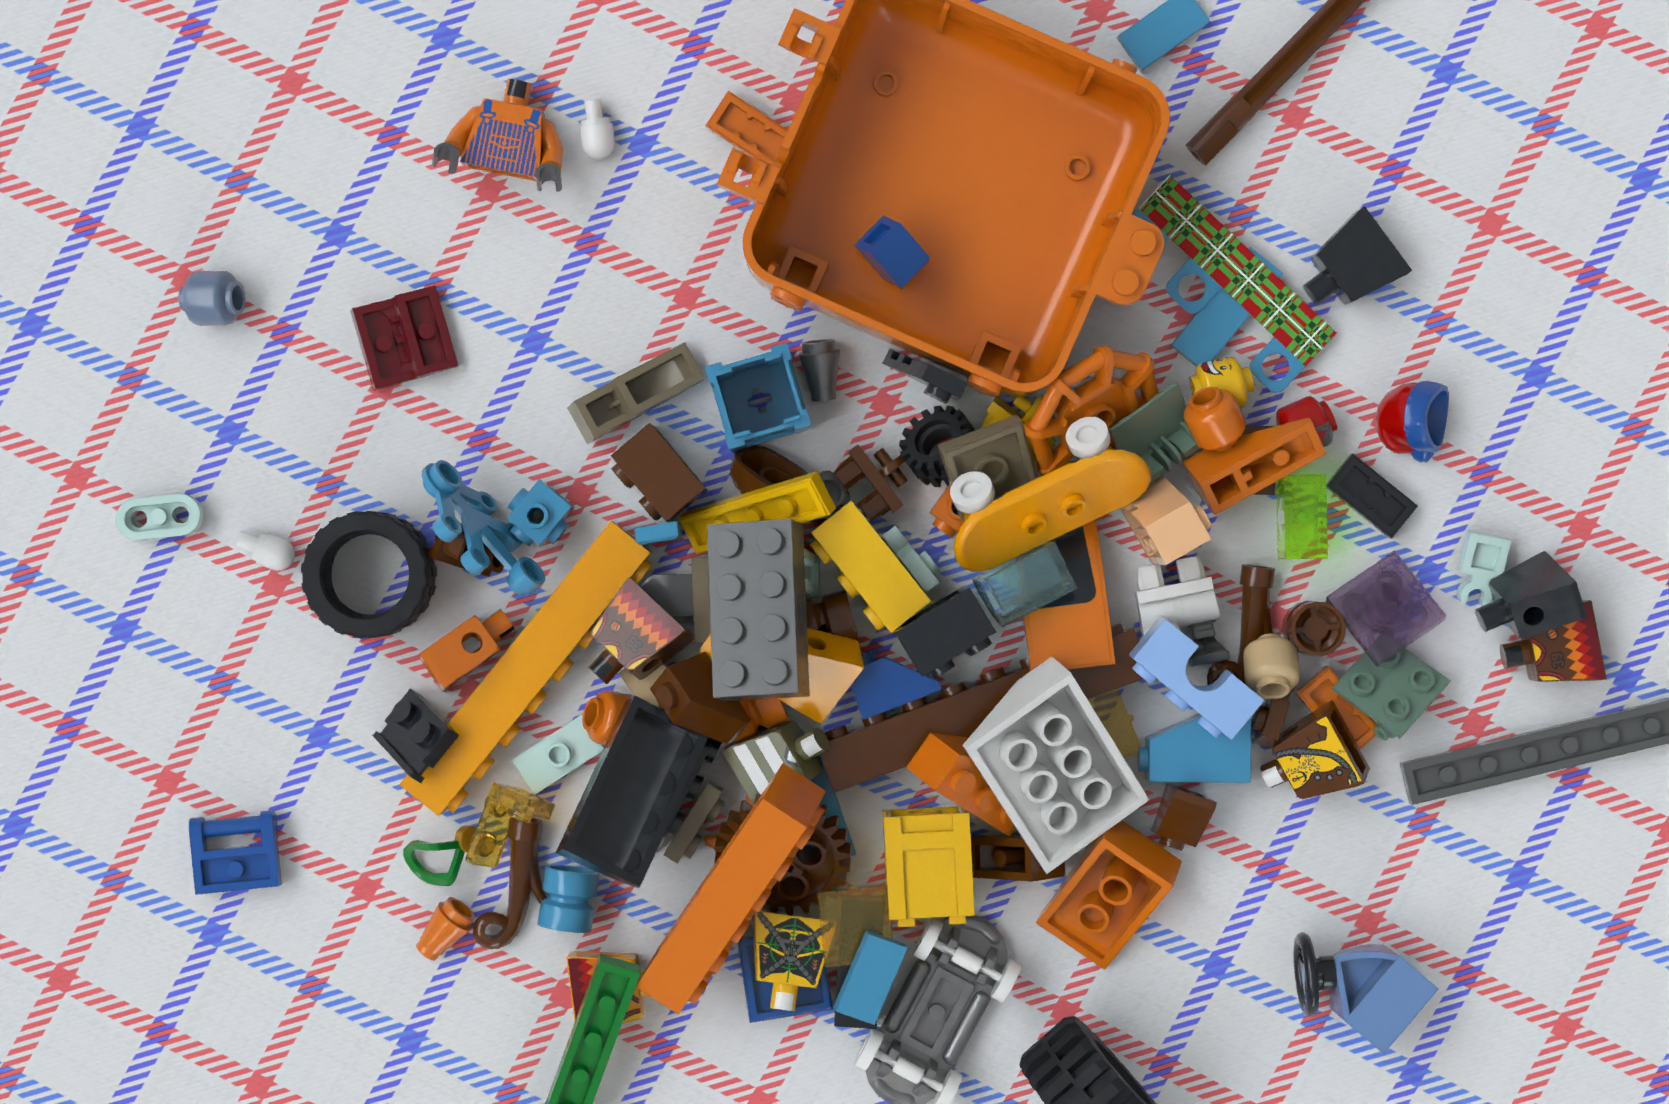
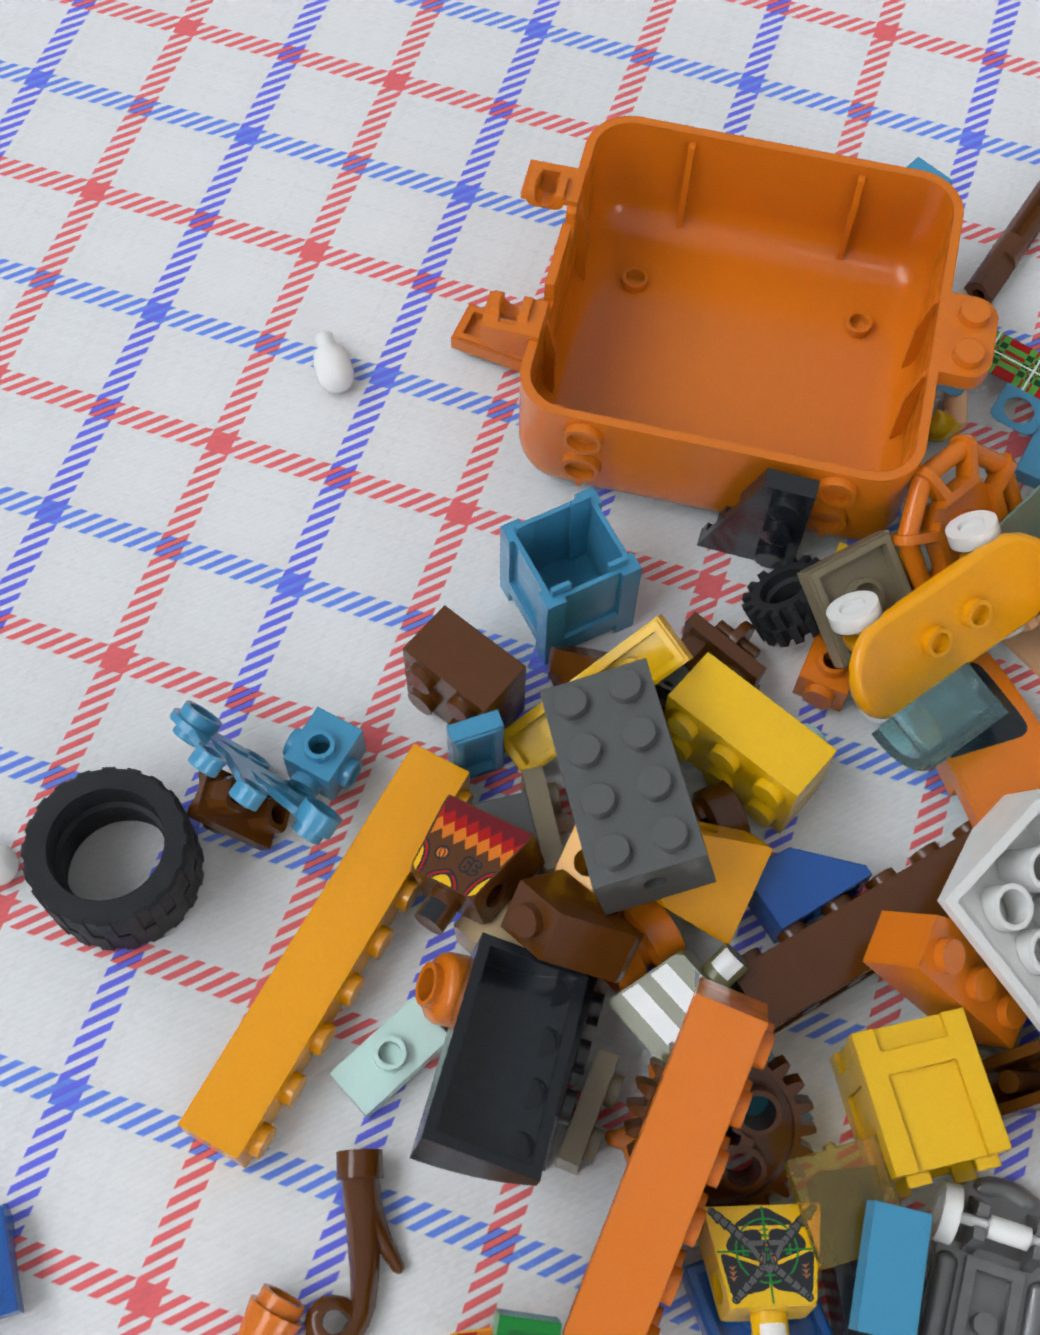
camera: 10 degrees left, 25 degrees down
(404, 338) = (137, 599): dark red slope -> none
(415, 735) = (195, 1054): black plate -> none
(451, 663) = (244, 935): orange torso -> none
(461, 844) = (280, 1198): green piece -> none
(492, 828) = (324, 1131): clear yellow bracket -> none
(506, 139) = (230, 381): torso -> none
(568, 898) = (434, 1245): dark azure wheel -> none
(635, 393) = (383, 630): dark tan slope -> none
(820, 368) = (635, 539): flat silver cone -> none
(892, 251) = (687, 401): blue panel -> none
(945, 631) = (862, 789): black brick -> none

